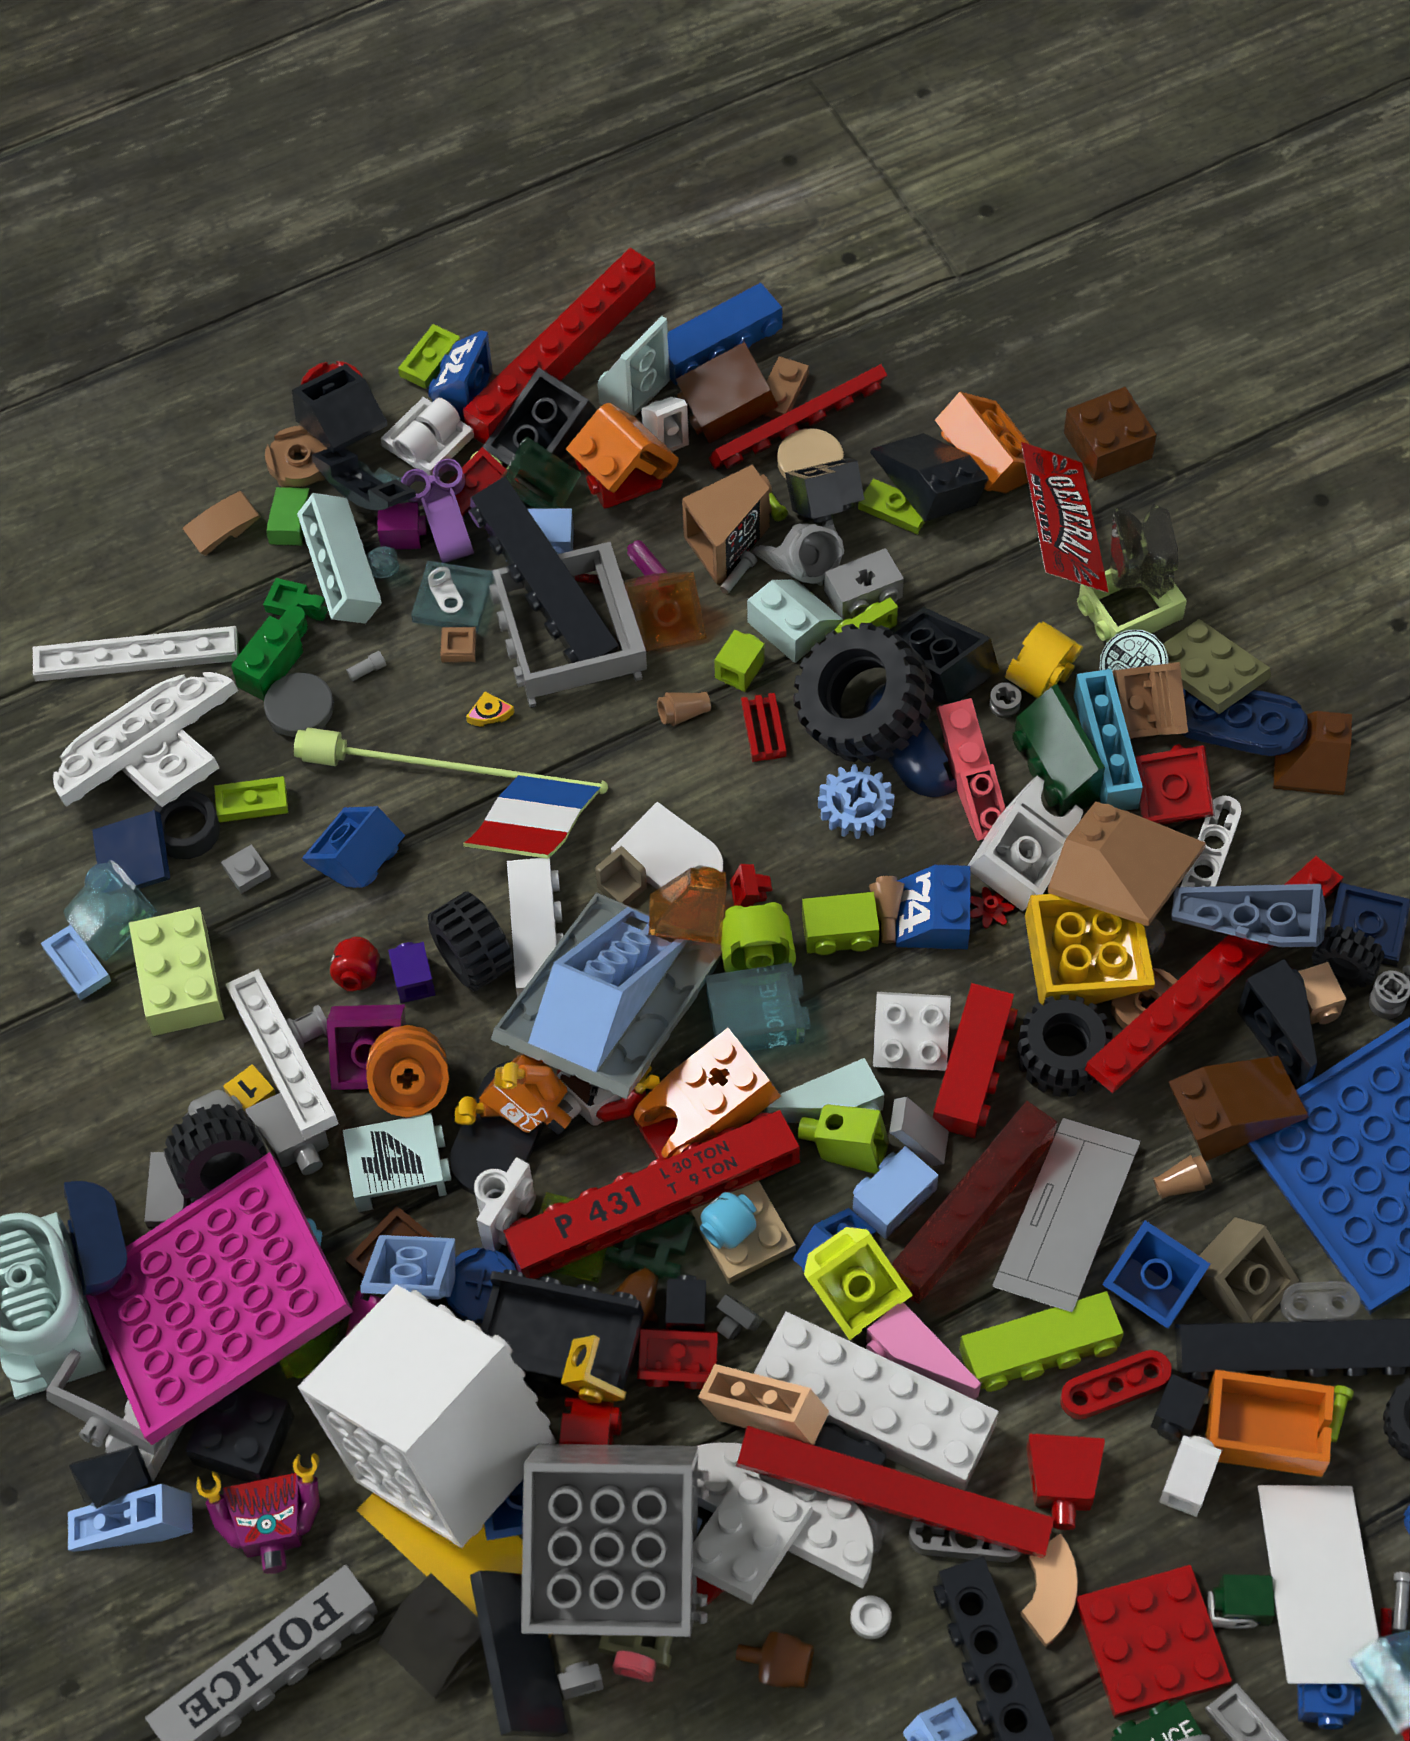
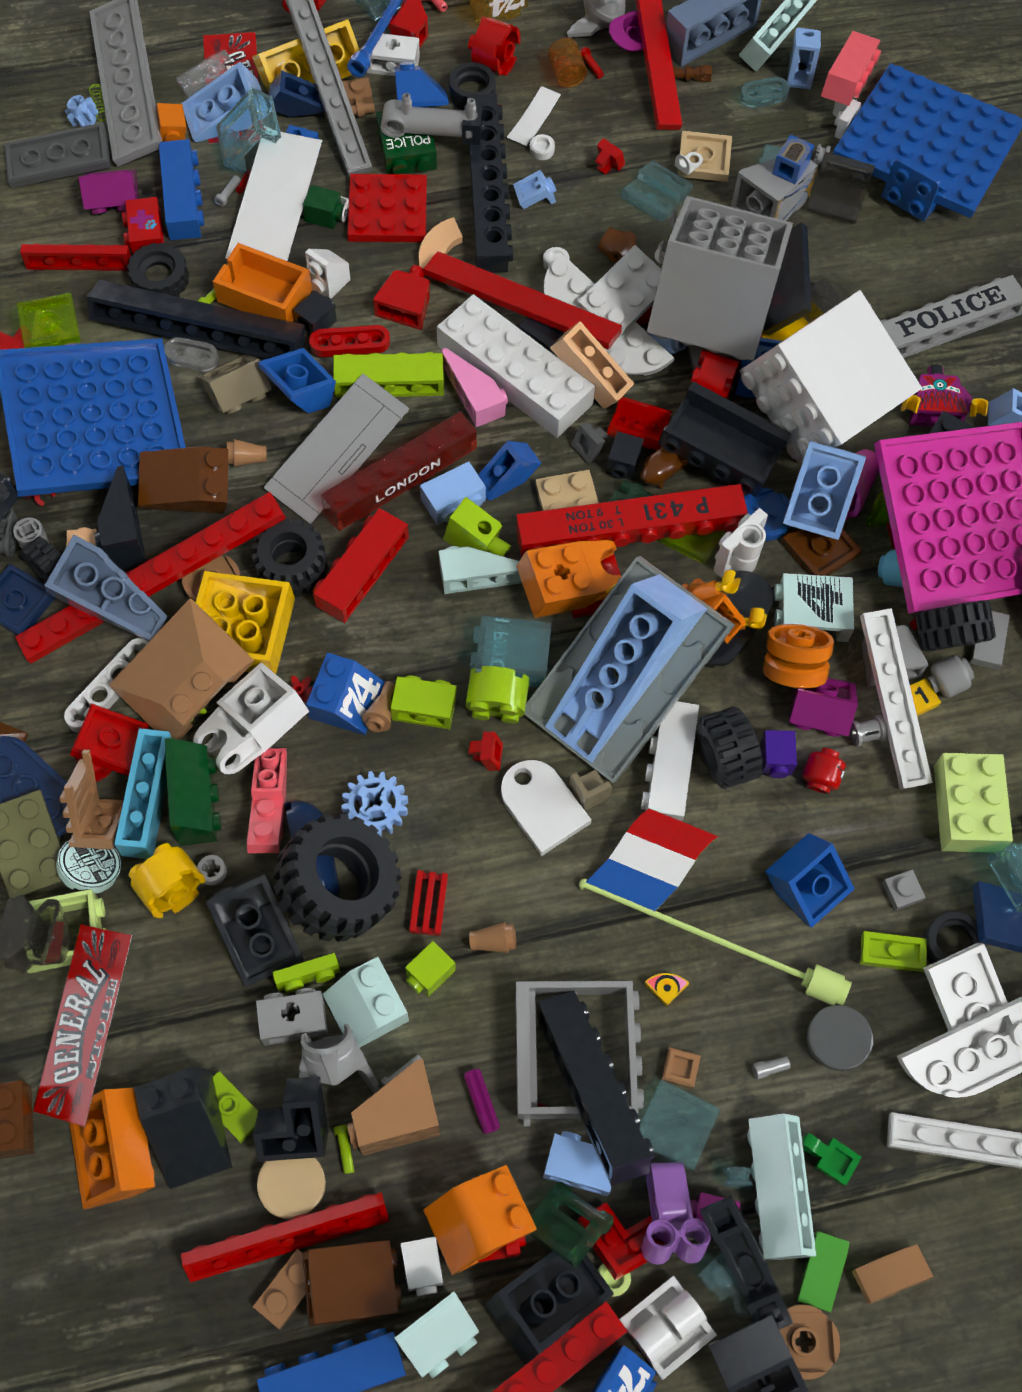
camera: 170 degrees left, 5 degrees up
(270, 652) = (860, 1097): green brick -> none
(444, 589) = (685, 1125): white piece -> none
(579, 1378) = (712, 383): yellow bracket -> none
(666, 609) = (485, 1044): clear orange slope -> none
(690, 906) = (544, 734): clear orange slope -> none
(728, 1220) = (580, 489): medium azure head -> none
(854, 1279) = (503, 420): neon yellow slope -> none
(911, 1031) = (400, 599): white plate -> none
(919, 1131) = (424, 517): light grey tile -> none

